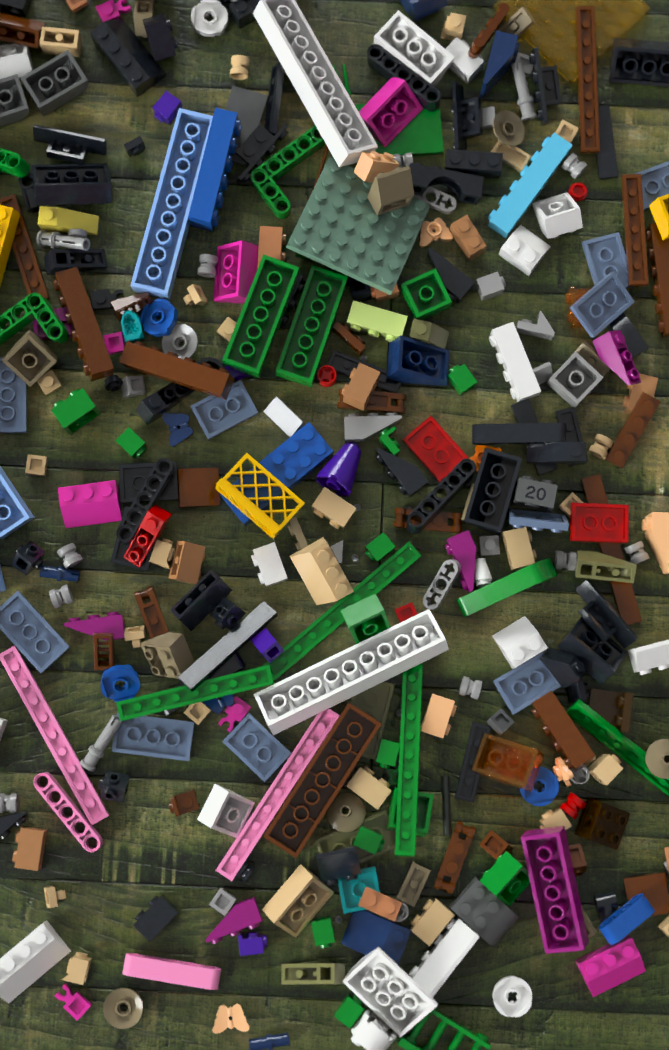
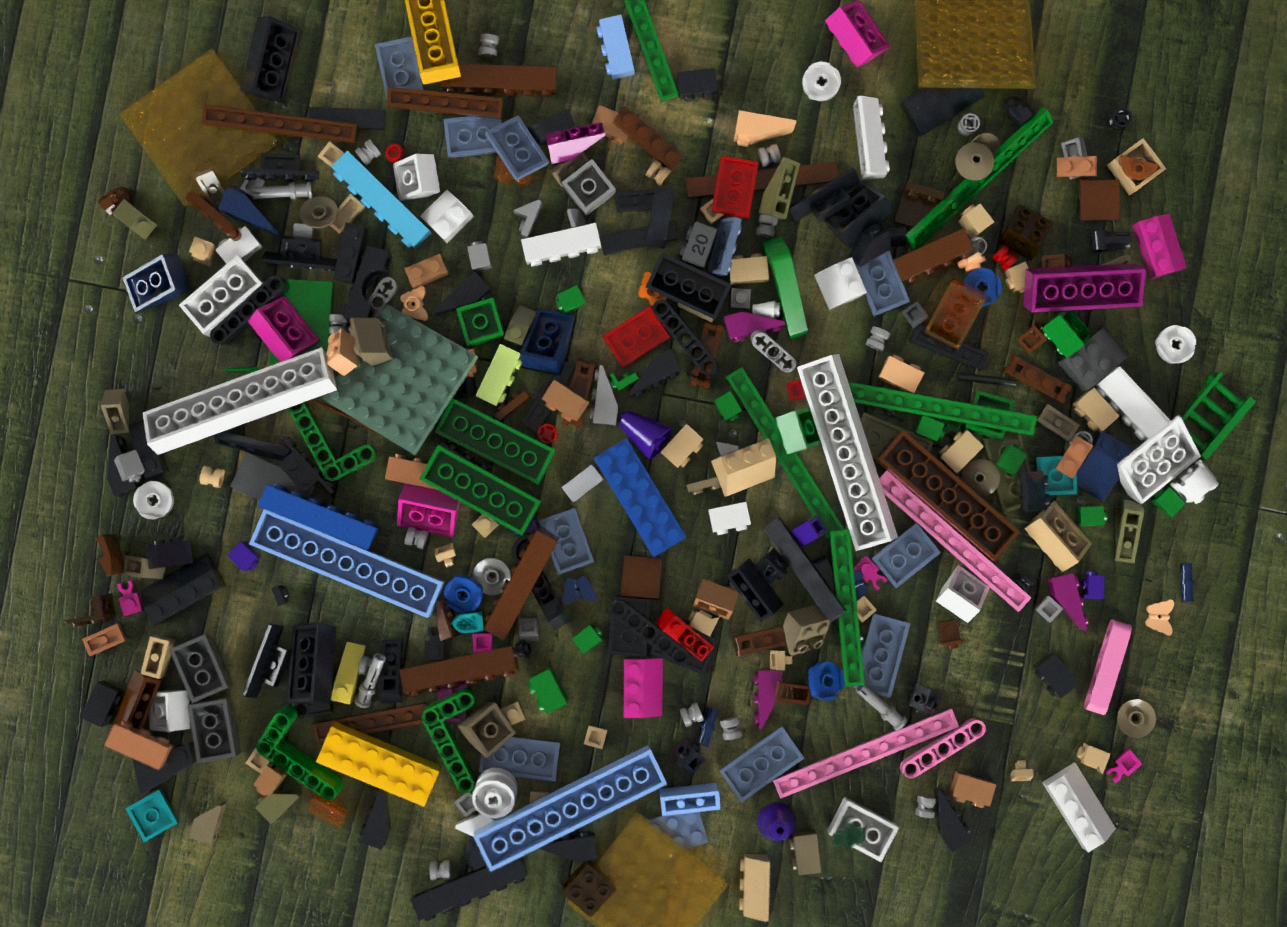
camera: 80 degrees left, 5 degrees up
(246, 505) = (670, 531): yellow fence -> none
(518, 433) = (634, 251): black beam -> none
(626, 919) = (1120, 223): blue beam -> none

